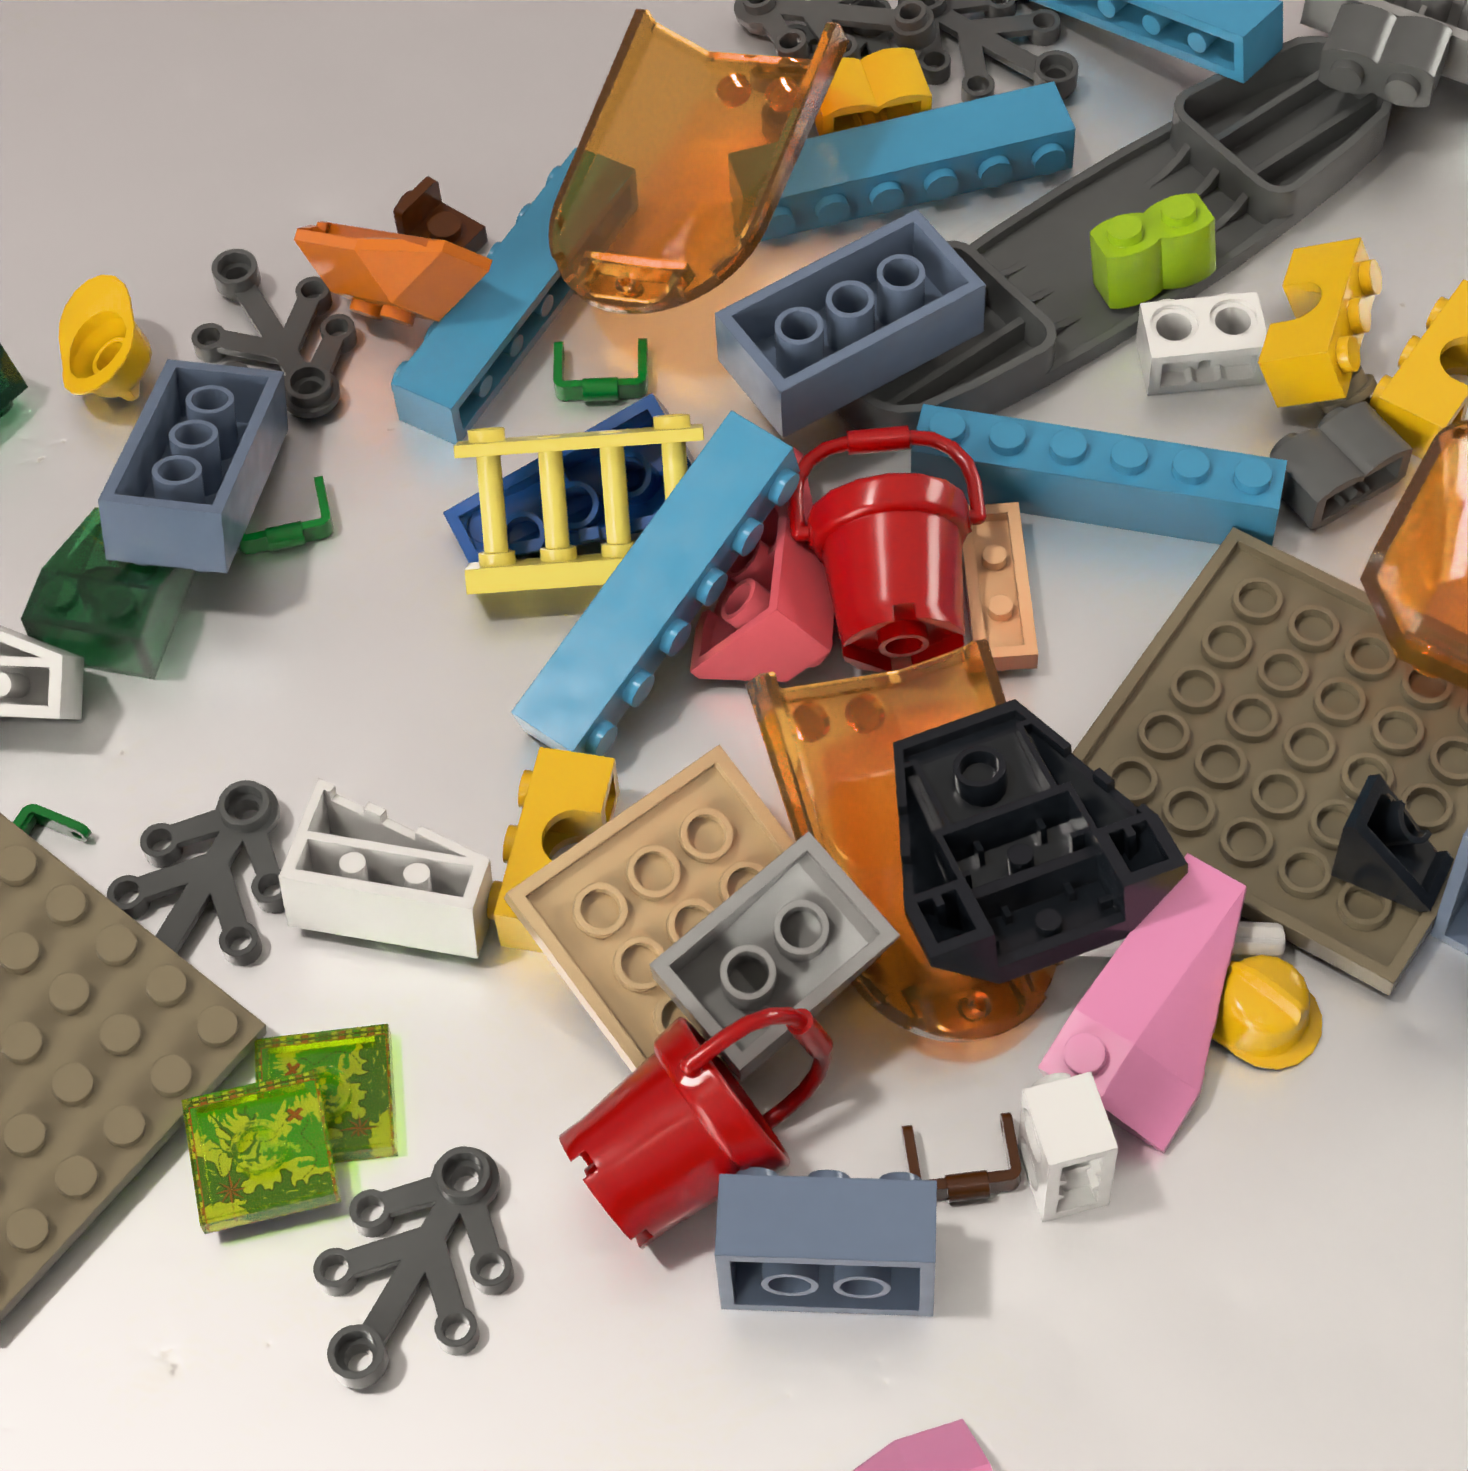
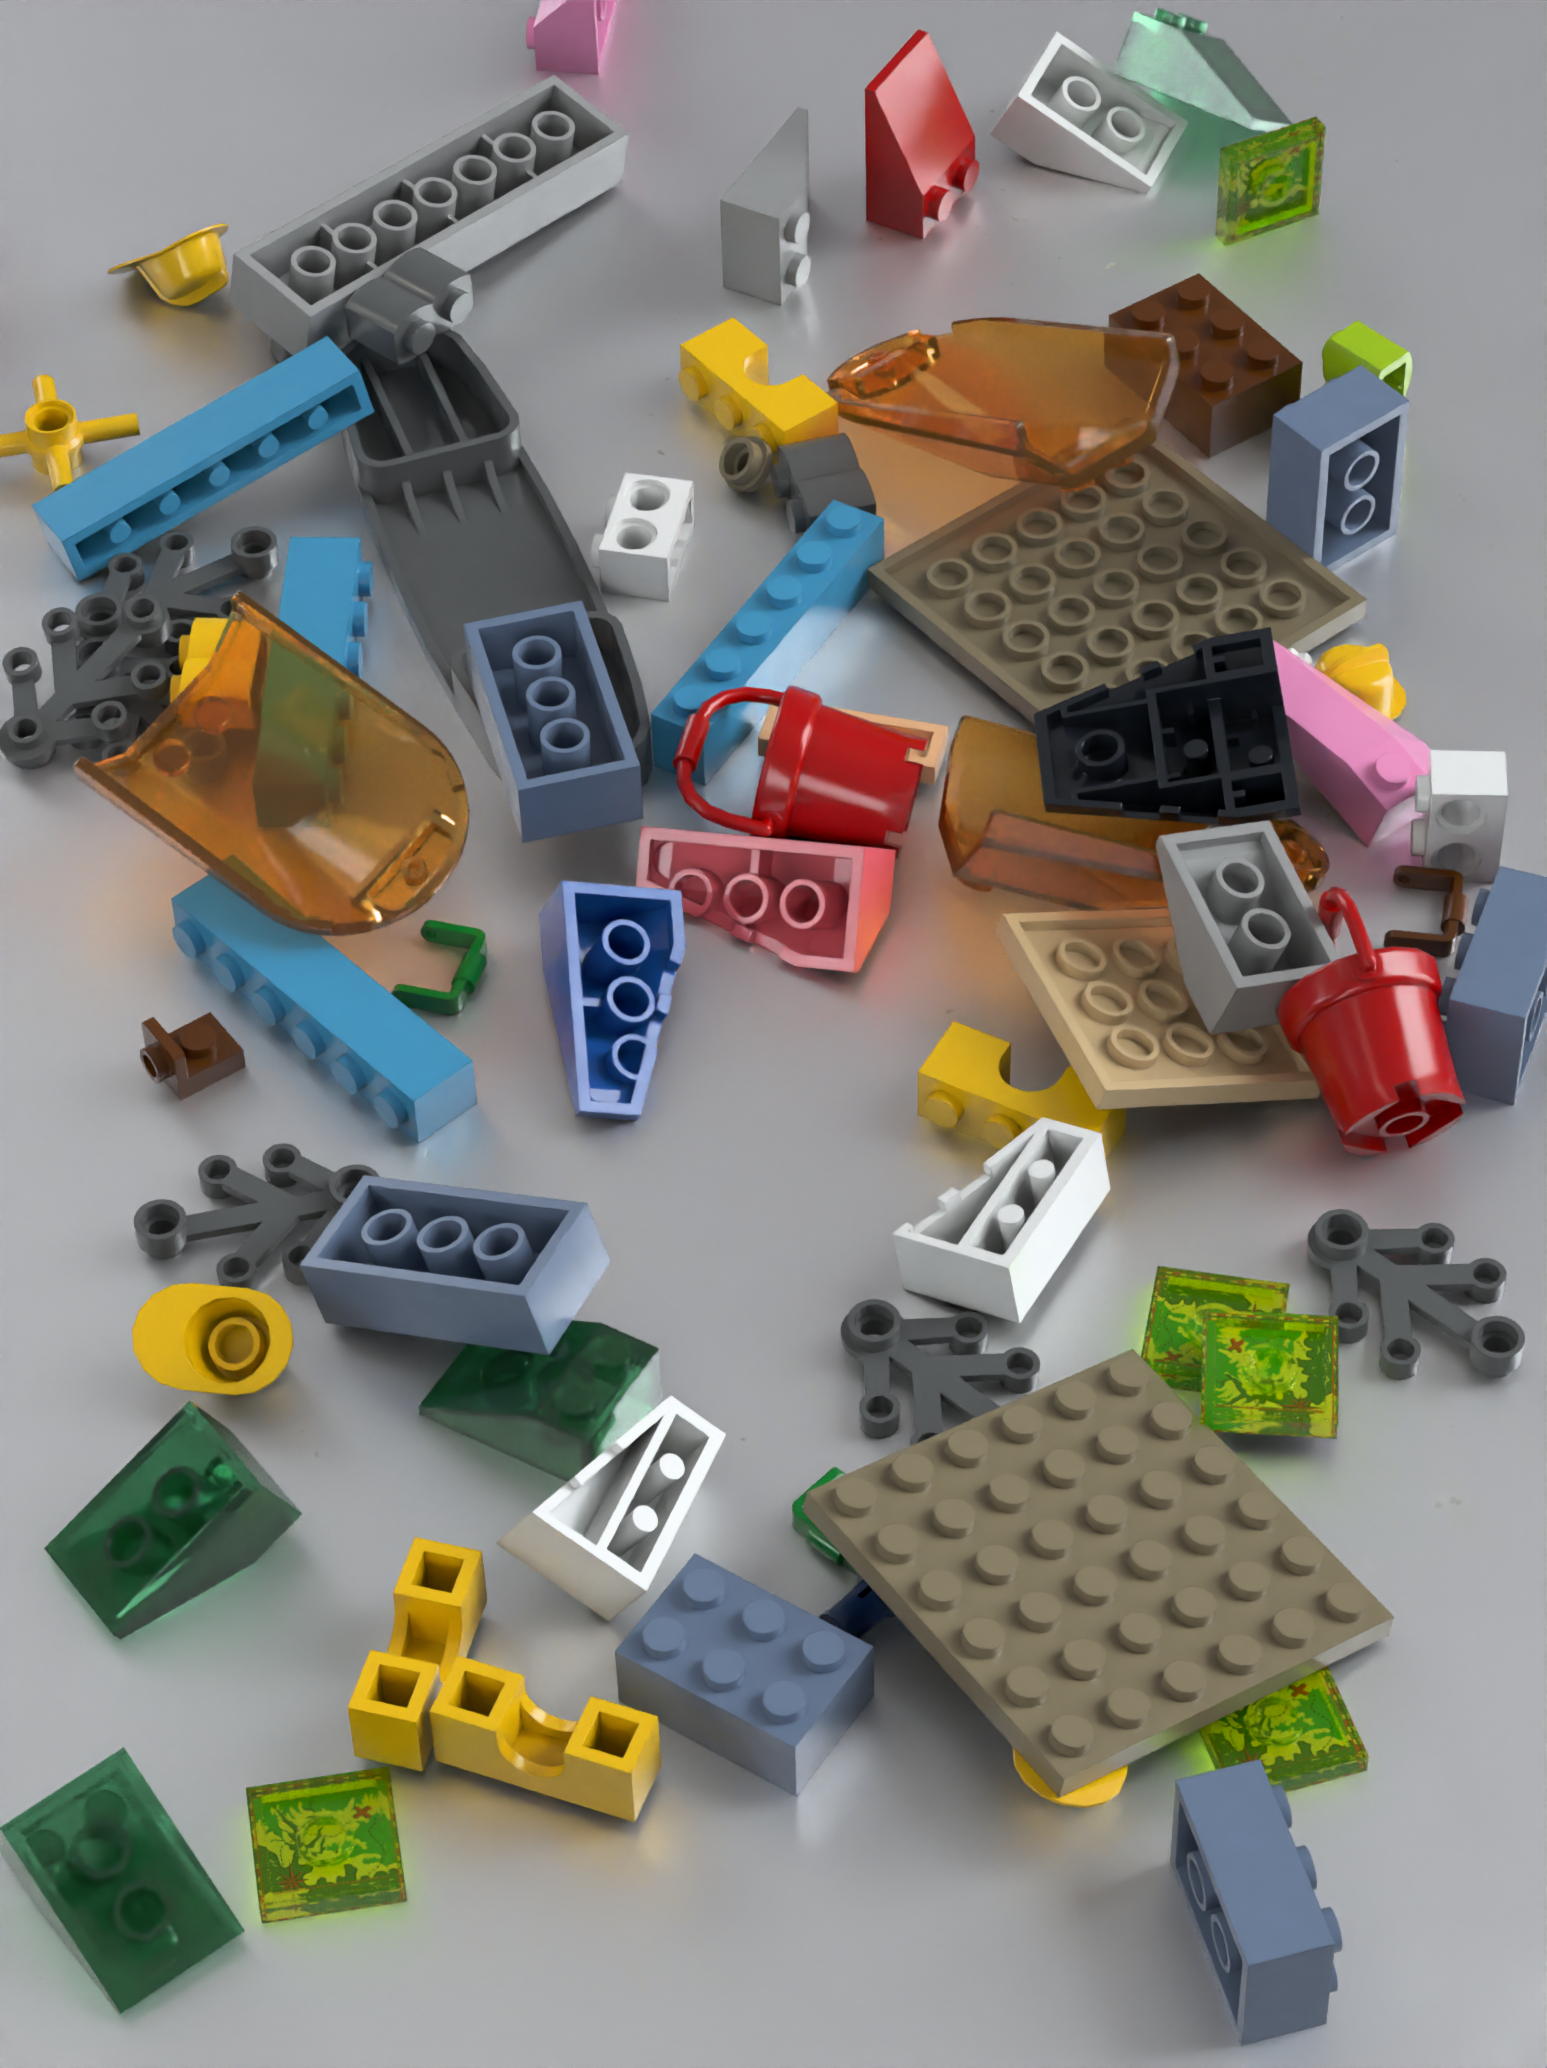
camera: 75 degrees left, 10 degrees down
(391, 272) = (273, 1064): orange wedge -> none
(558, 560) = (708, 984): light yellow fence -> none
(659, 589) = (787, 940): dark azure brick -> none
(1153, 250) = (536, 528): lime brick -> none
(1332, 302) = (644, 426): yellow arch -> none
(1388, 850) = (1239, 555): black slope -> none

